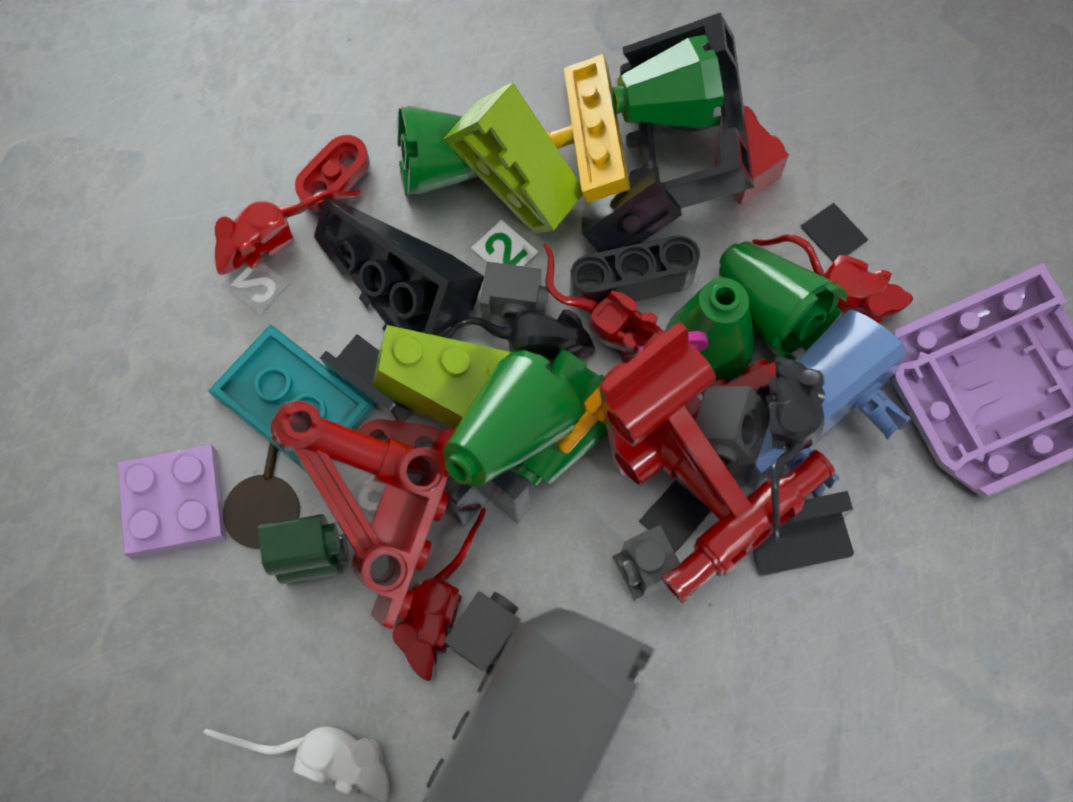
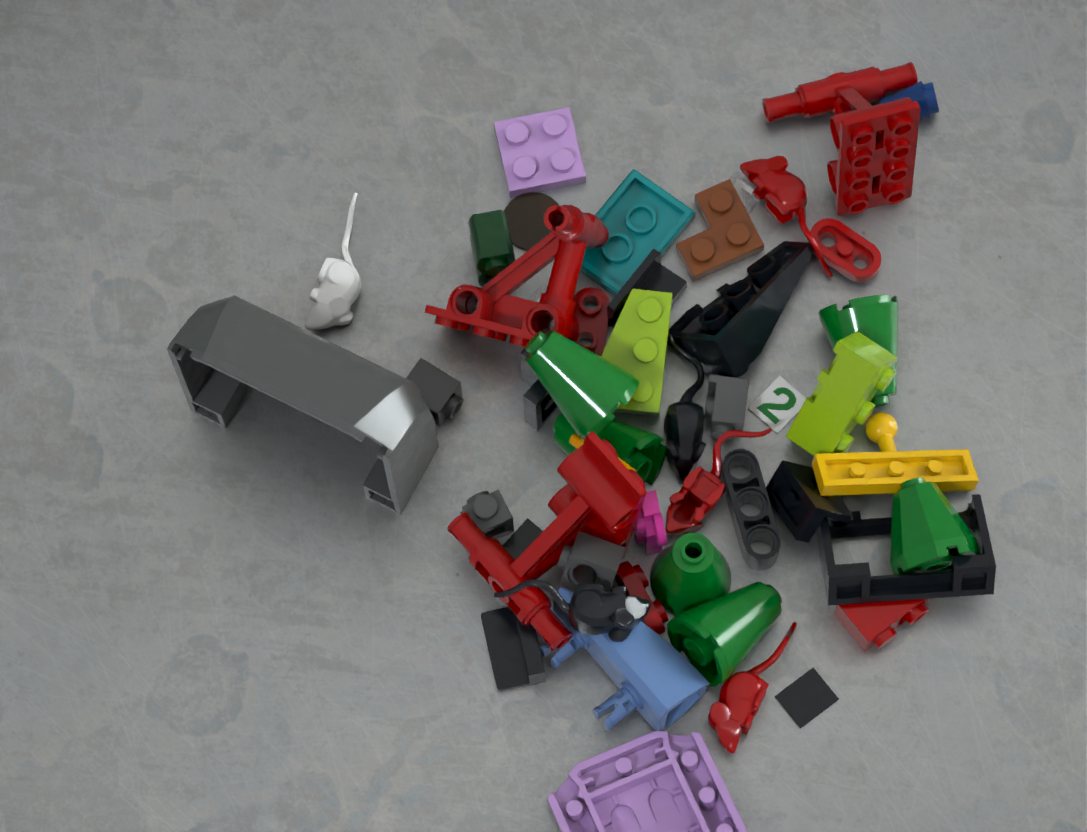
camera: 90 degrees right, 0 degrees up
(166, 102) = (919, 92): none -> blue cone
(225, 125) = (872, 142): none -> red plate
(300, 289) = (729, 235): none -> dark orange plate
(431, 613) = (448, 351): red animal -> none

